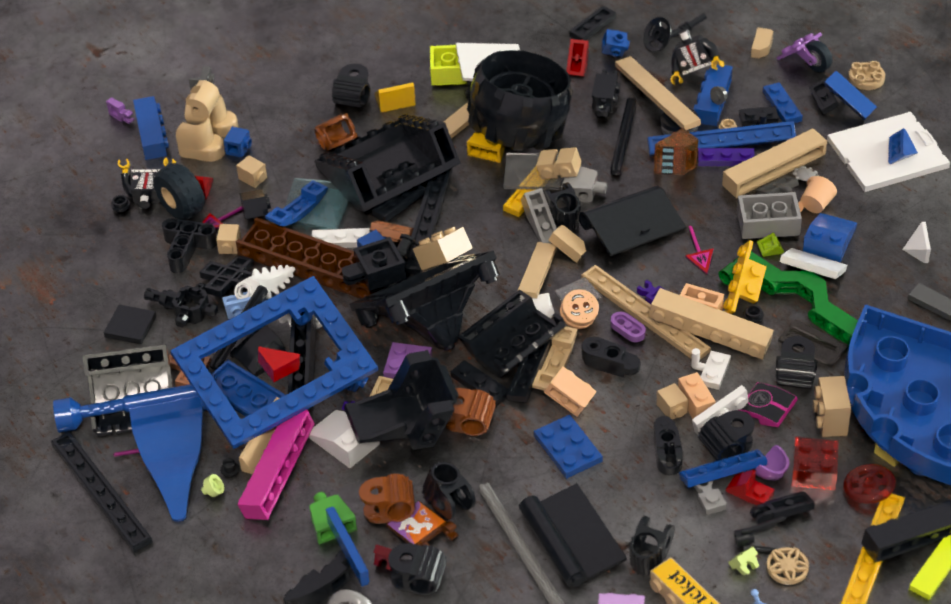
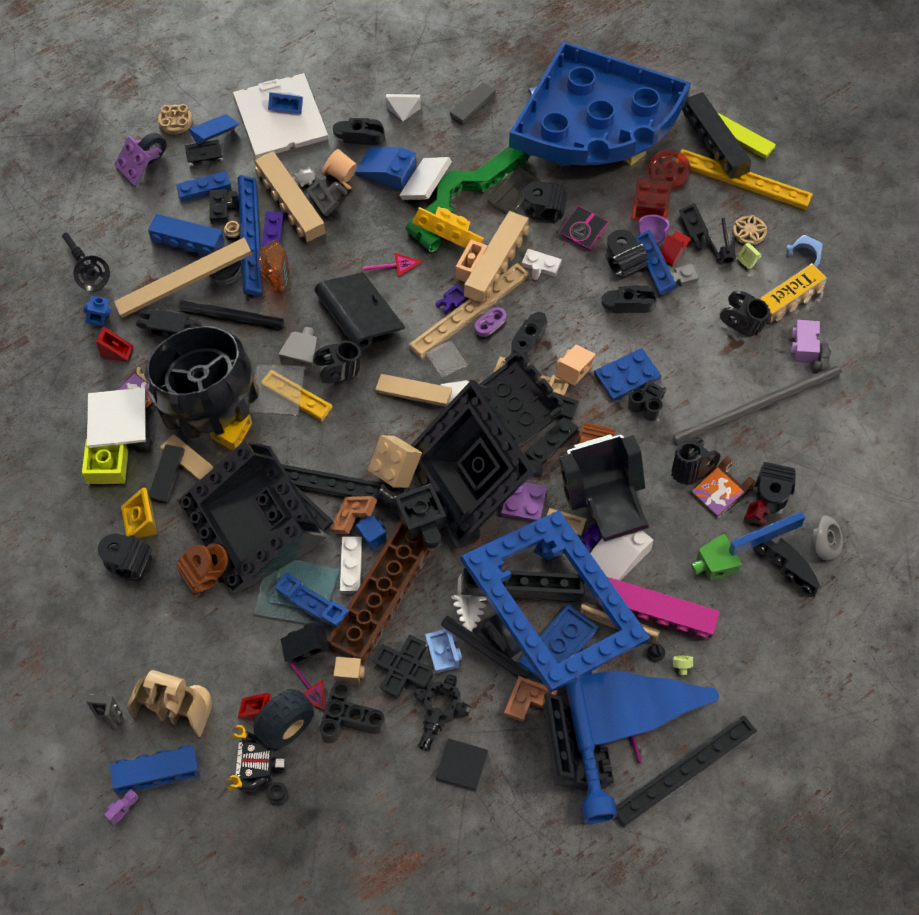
camera: 90 degrees left, 15 degrees up
(237, 142) = (193, 671): blue brick -> none
(251, 171) = (244, 653): tan brick -> none
(270, 280) = (434, 638): white plant -> none
(278, 363) = (573, 587): red slope -> none
(394, 498) = (701, 502): dark orange piece -> none
(439, 107) = (166, 473): none -> black tile
(531, 460) = (649, 398): none -> black piece
(538, 214) = (344, 384): light grey slope -> none
(567, 163) = (287, 355): tan piece -> none
(568, 243) = (382, 362): tan piece -> none
(572, 534) = (726, 373): black door -> none
(579, 309) = (471, 355): light nougat head -> none
(592, 24) = (56, 331): black plate -> none
(672, 401) = (583, 292): tan brick -> none
(692, 55) = (137, 242): torso -> none
(697, 394) = (579, 274): light nougat brick -> none
(718, 95) = (204, 223): dark grey plate -> none
(733, 401) = (597, 257): white plate -> none
(753, 313) = (479, 225): black plate -> none
(762, 43) = (113, 193): tan piece -> none
(769, 213) = (364, 204): light grey brick -> none
(770, 245) = (393, 211): lime slope -> none
(832, 406) = (597, 178): tan brick -> none
(874, 211) = (360, 131): none -> black piece

